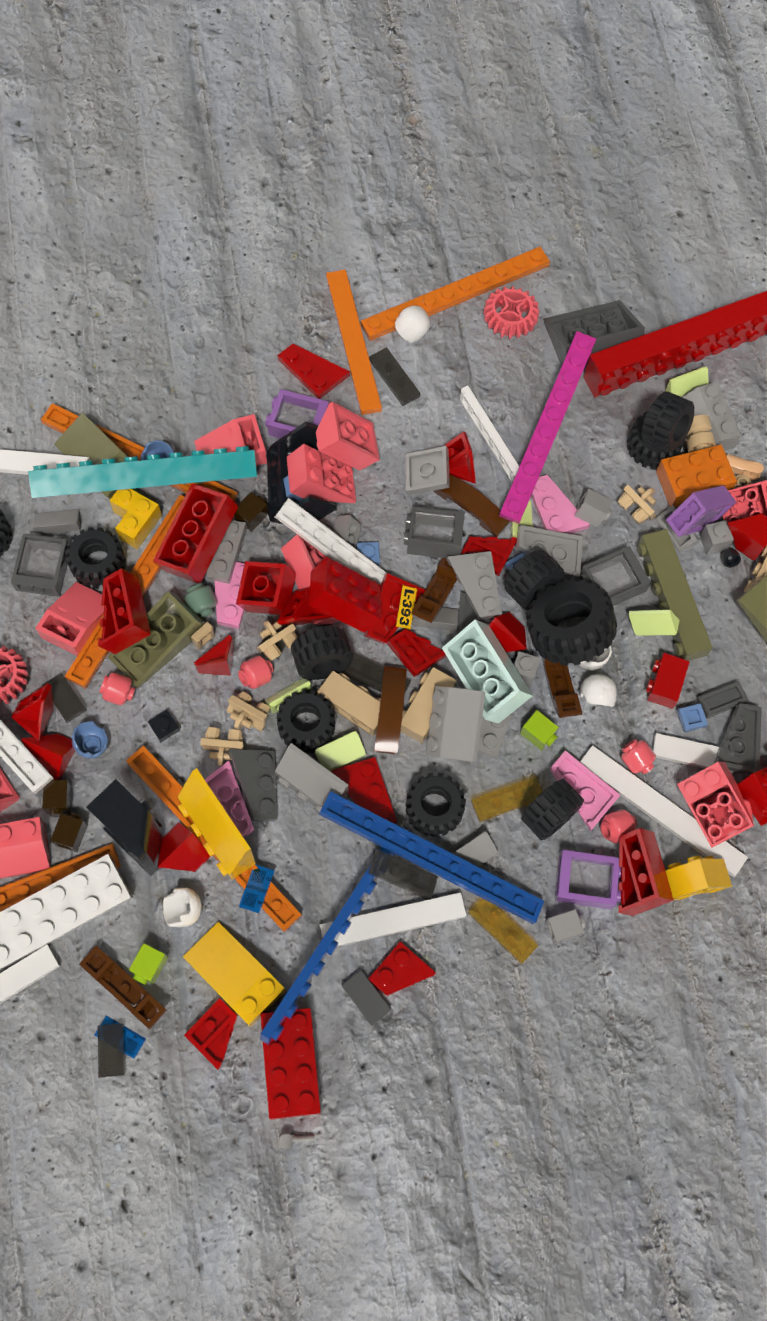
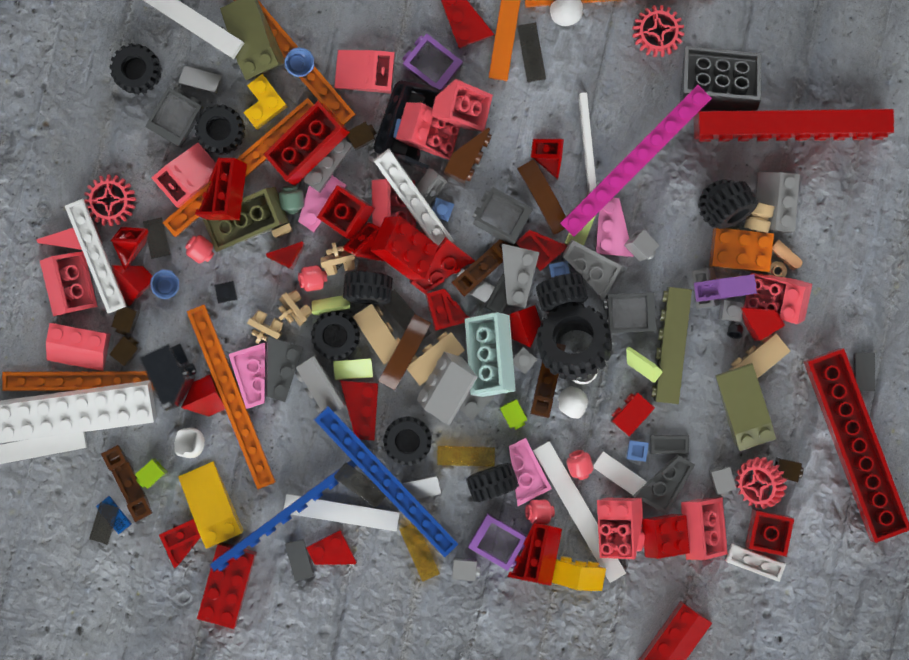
camera: 20 degrees right, 20 degrees up
(142, 473) = (280, 77): teal brick -> none
(215, 826) = (234, 397): yellow slope -> none
(256, 889) = (249, 450): clear blue sticker -> none
(285, 1140) = (205, 633): light grey hand -> none
(373, 488) = (464, 158): none -> reddish brown slope
(406, 606) = (452, 270): yellow sticker -> none
(427, 470) = (519, 156): light grey plate -> none
(631, 497) = (679, 246): tan hips -> none
(687, 382) = (776, 162): yellowish green slope -> none

